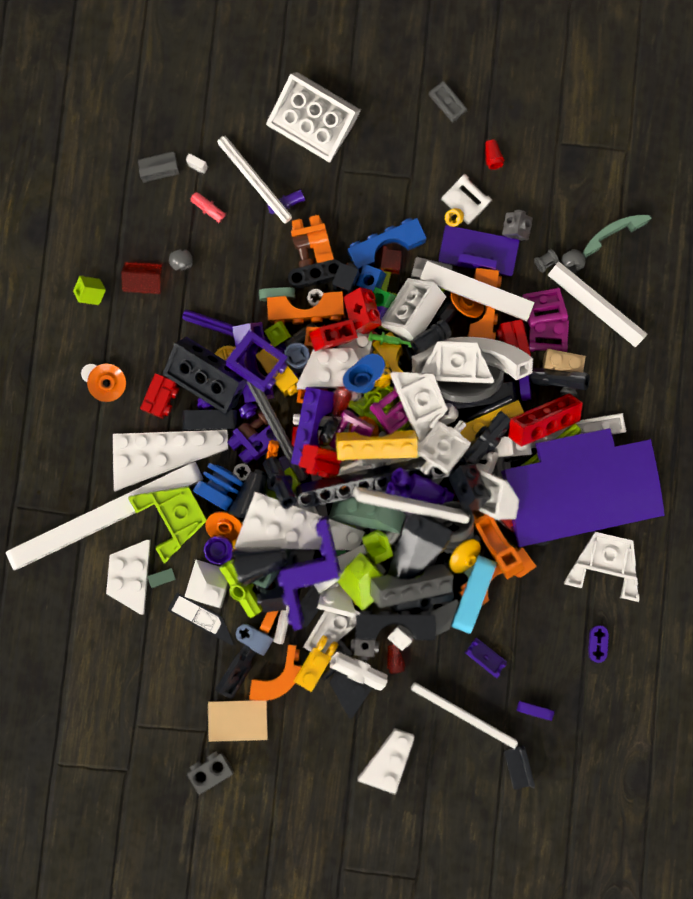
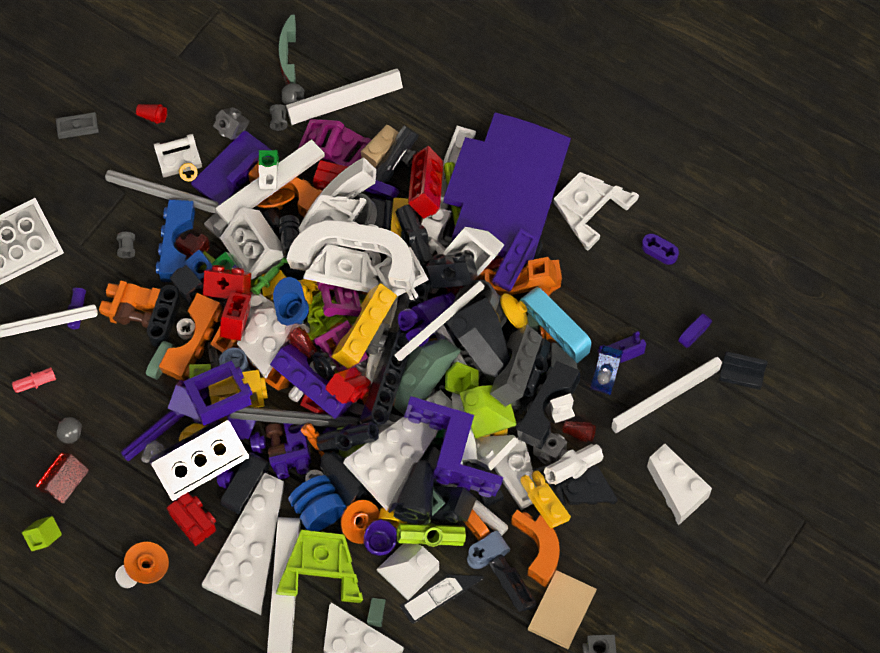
camera: 65 degrees left, 20 degrees down
(200, 336) = (151, 450): none -> clear plate
(361, 207) = (125, 245): none -> dark grey bush
(425, 206) = (160, 190): none -> light grey axle
(429, 360) = (353, 235): none -> white arch
(456, 657) = (606, 369): none -> clear blue piece
(481, 284) = (268, 169): none -> leg
(511, 532) = (514, 259): none -> dark purple tile

